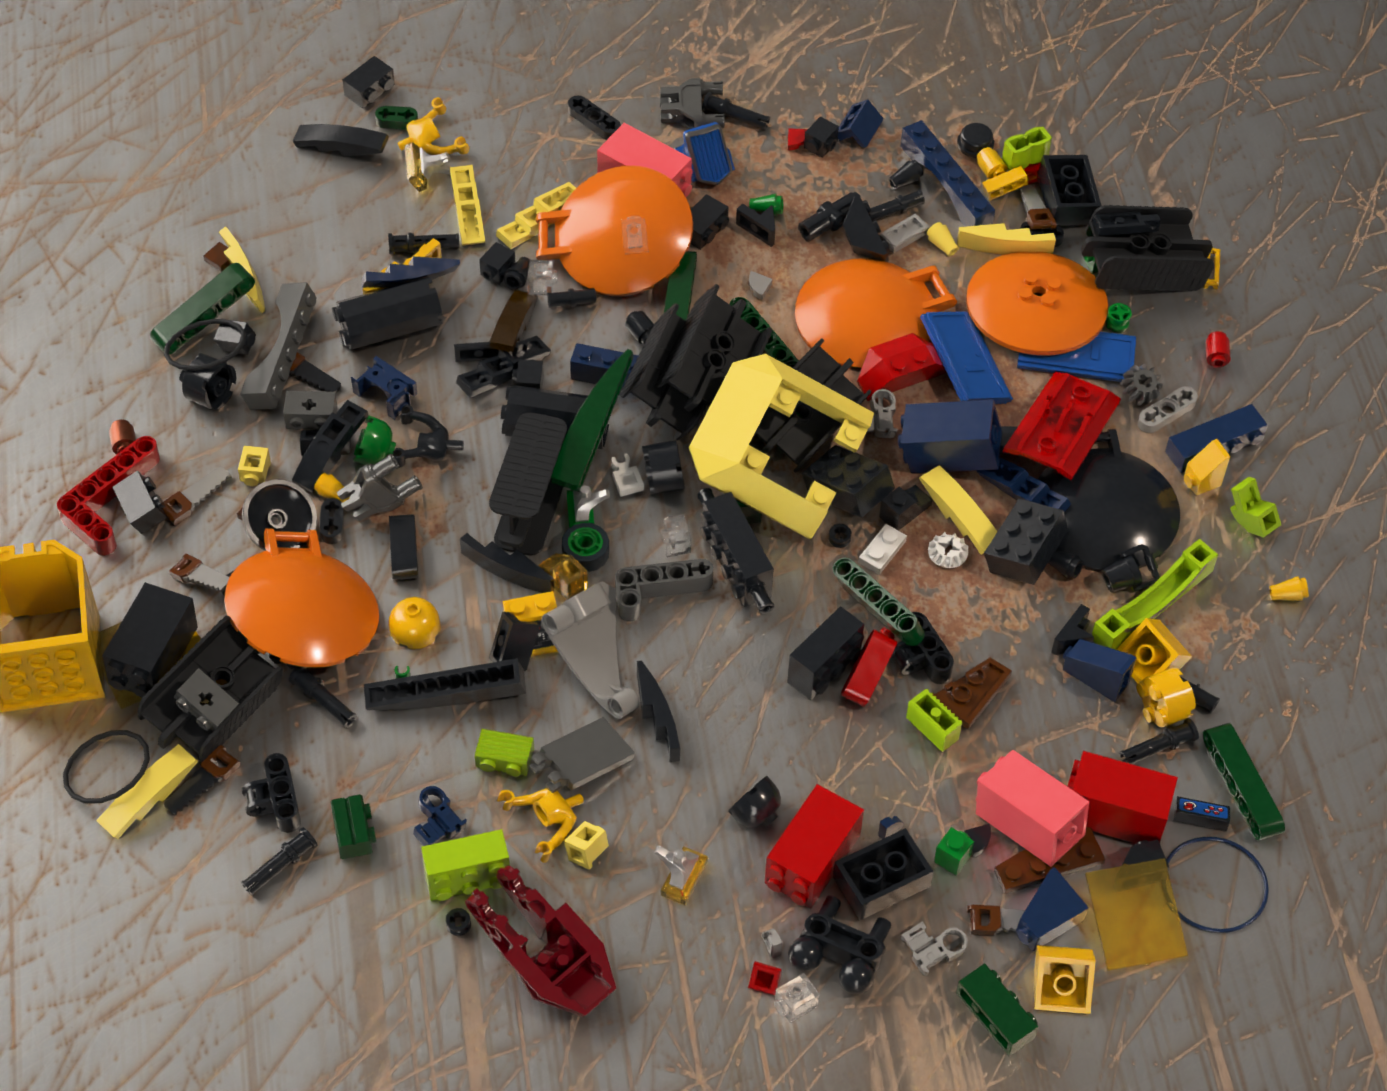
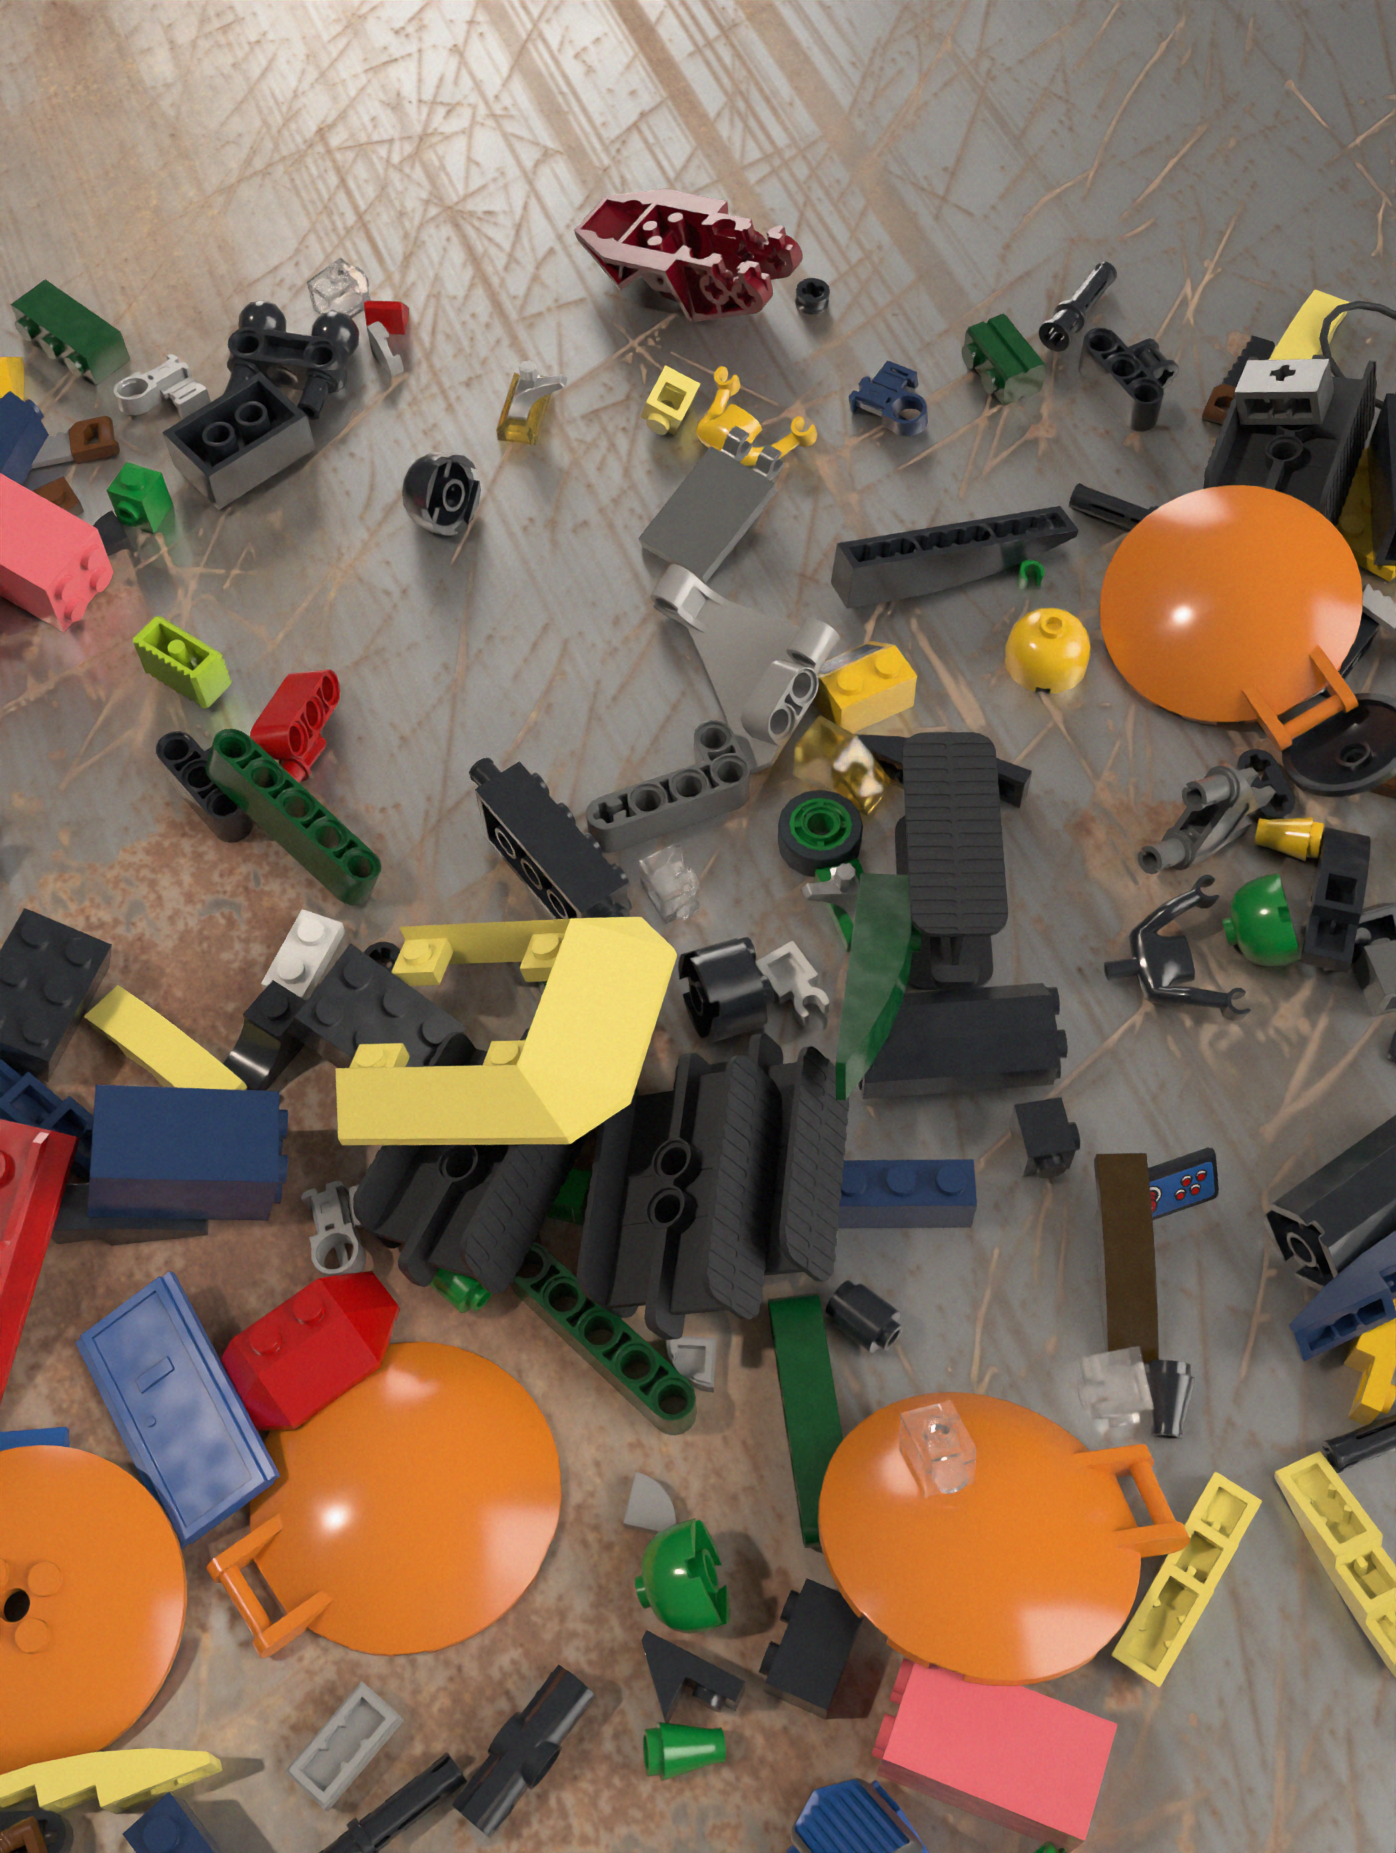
camera: 170 degrees right, 5 degrees up
(393, 383) = (1296, 1047): dark blue piece -> none
(403, 546) = (1123, 763): black beam -> none
(464, 864) = (823, 325): lime brick -> none
(496, 262) = (1222, 1404): black brick -> none
(500, 368) = (1124, 1129): black slope -> none
(504, 752) = (831, 494): lime brick -> none
(514, 640) = (884, 618): black panel -> none
(571, 297) = (1033, 1360): black pin -> none
(655, 706) = (624, 602): black slope -> none
(752, 248) = (682, 1579): none -> green cylinder
(810, 845) = (341, 445): red brick -> none
(825, 653) = (368, 716): black brick -> none
(863, 231) = (436, 1696): black slope -> none
(889, 826) = (237, 518): dark blue tile -> none
(942, 238) = (253, 1749): light yellow cone -> none
(955, 557) = (195, 993): white gear -> none
(974, 691) = (127, 736): reddish brown wing -> none

